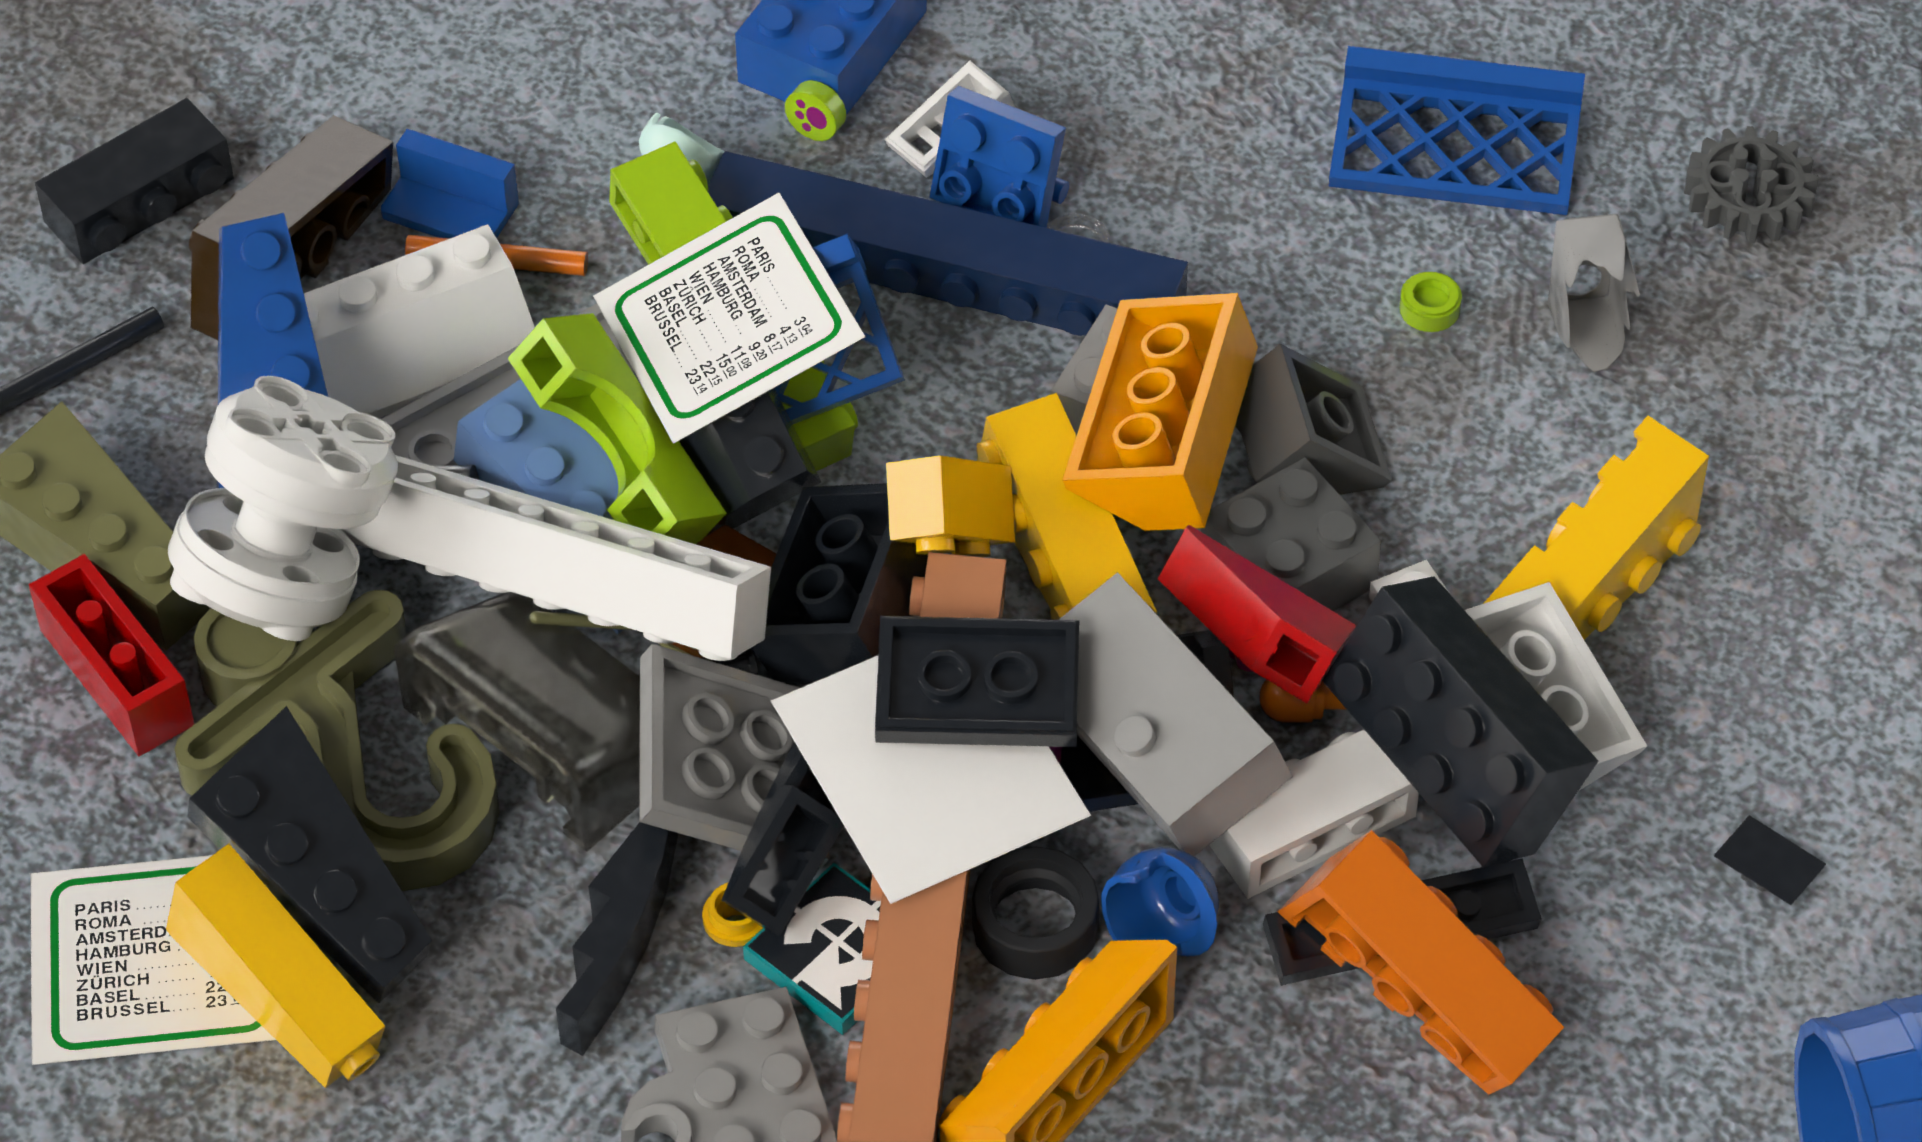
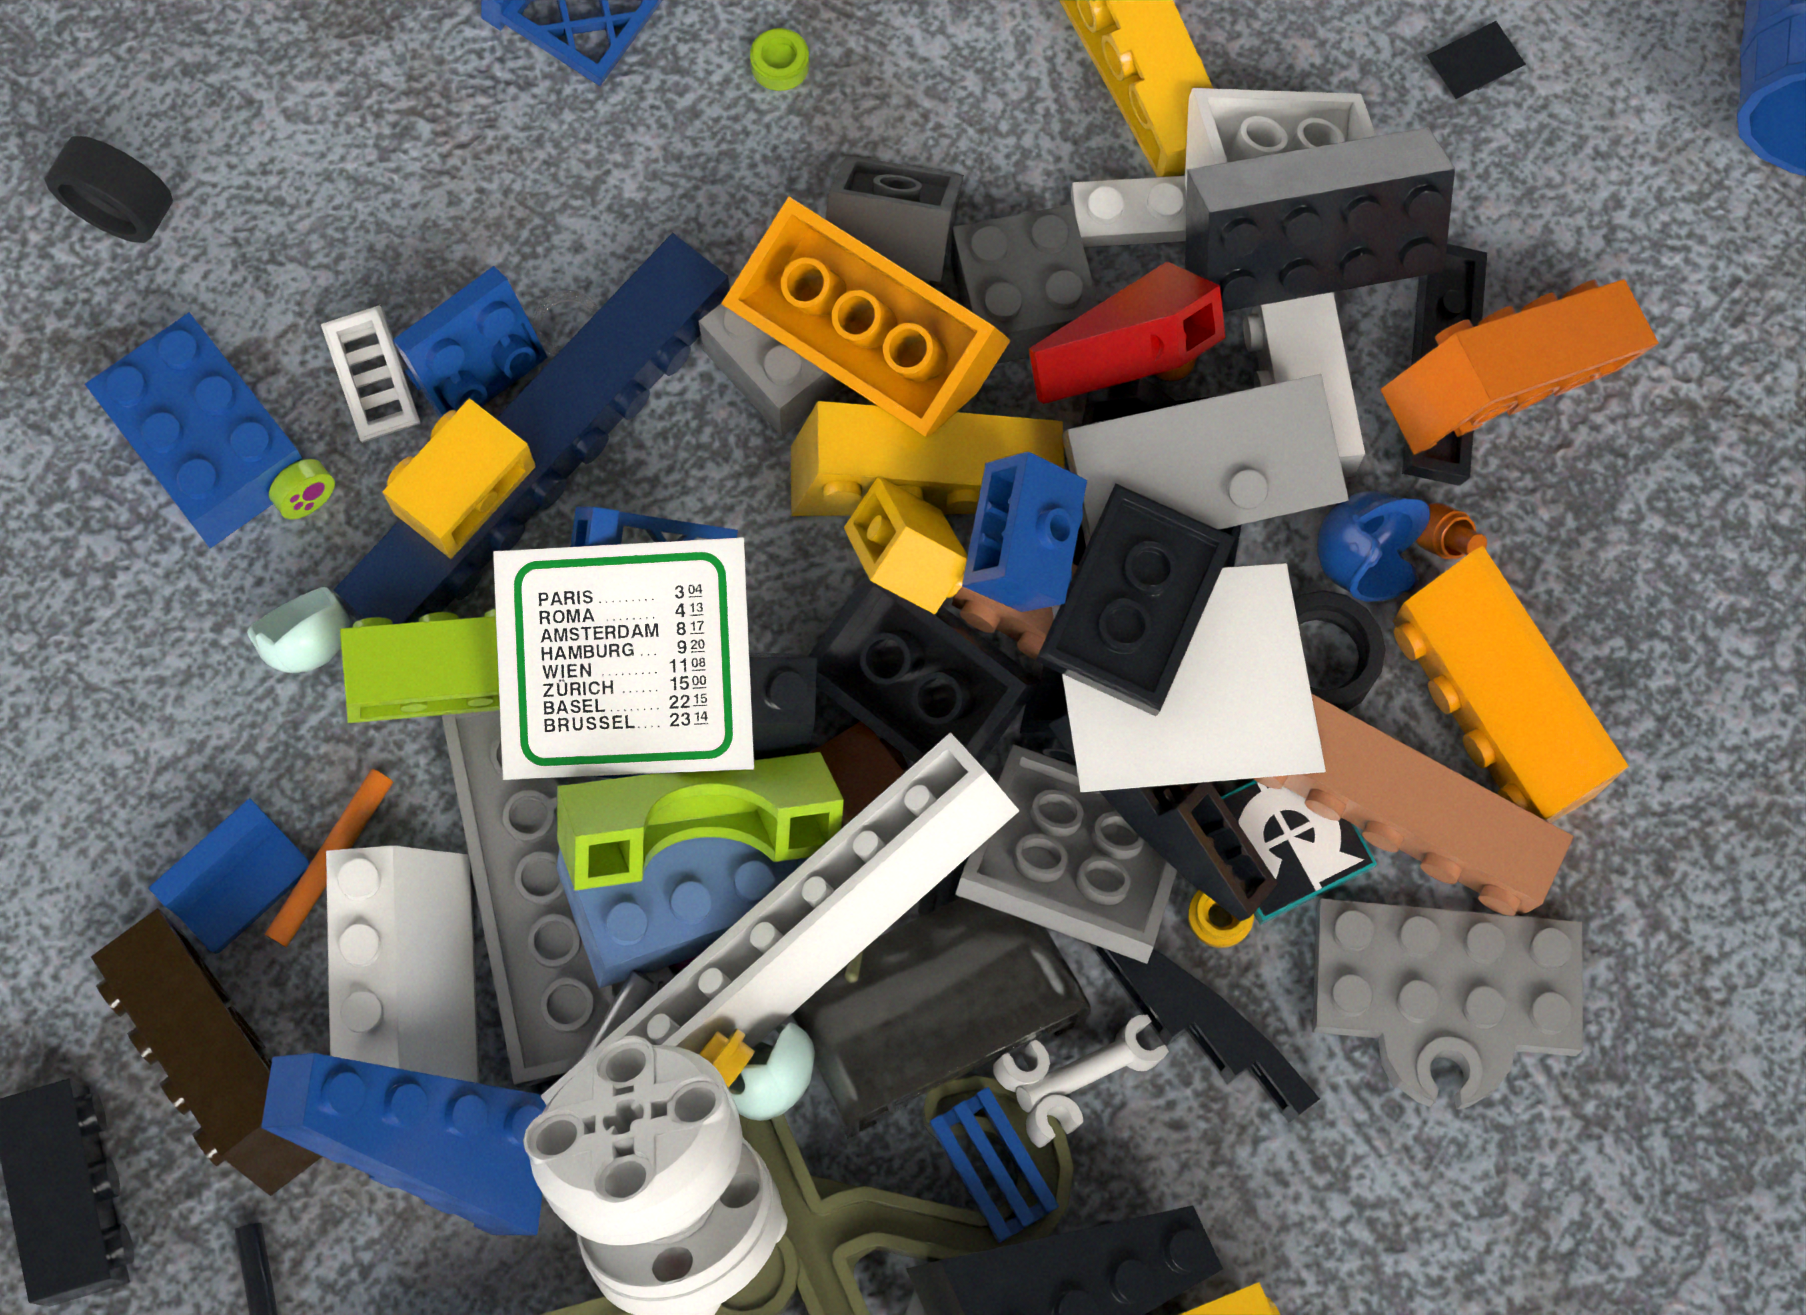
camera: 70 degrees left, 20 degrees up
(402, 778) = (964, 1113): none -> blue tile
(408, 525) = (728, 1054): none -> yellow plate
(420, 585) = (775, 1075): none -> light aqua hair
(497, 802) = (1045, 1093): none -> white bar
(860, 184) = (458, 477): none -> yellow brick
(991, 562) = (1025, 532): none -> blue brick
(1215, 972) = (1450, 533): none -> orange cylinder

